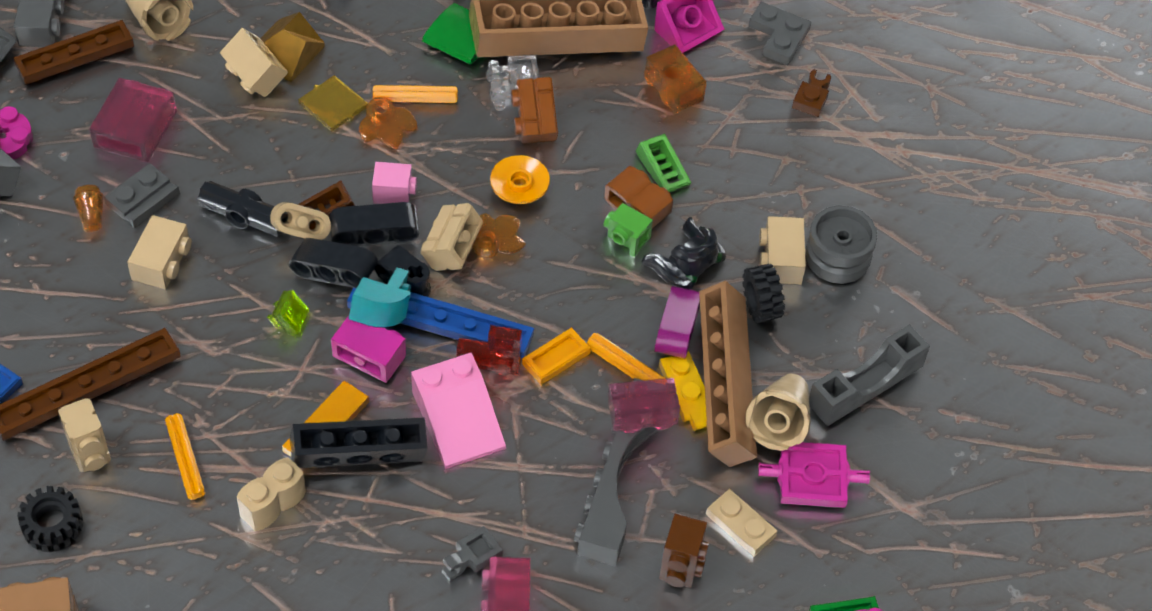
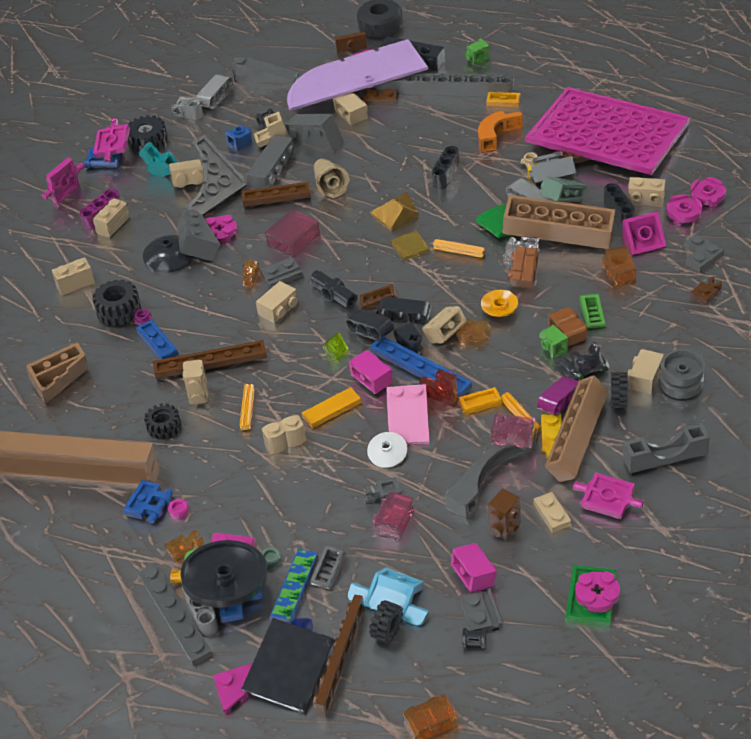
camera: 30 degrees right, 10 degrees down
(253, 63) = (370, 215): tan brick -> none
(299, 220) = (360, 298): tan plate -> none
(358, 442) = (341, 417): black brick -> none
(381, 303) = (384, 347): teal brick -> none
(387, 125) = (436, 261): clear orange plate -> none
(393, 183) = (423, 290): bright pink brick -> none
(451, 493) = (389, 456): none -> white dish
(780, 413) = (597, 453): tan cone -> none

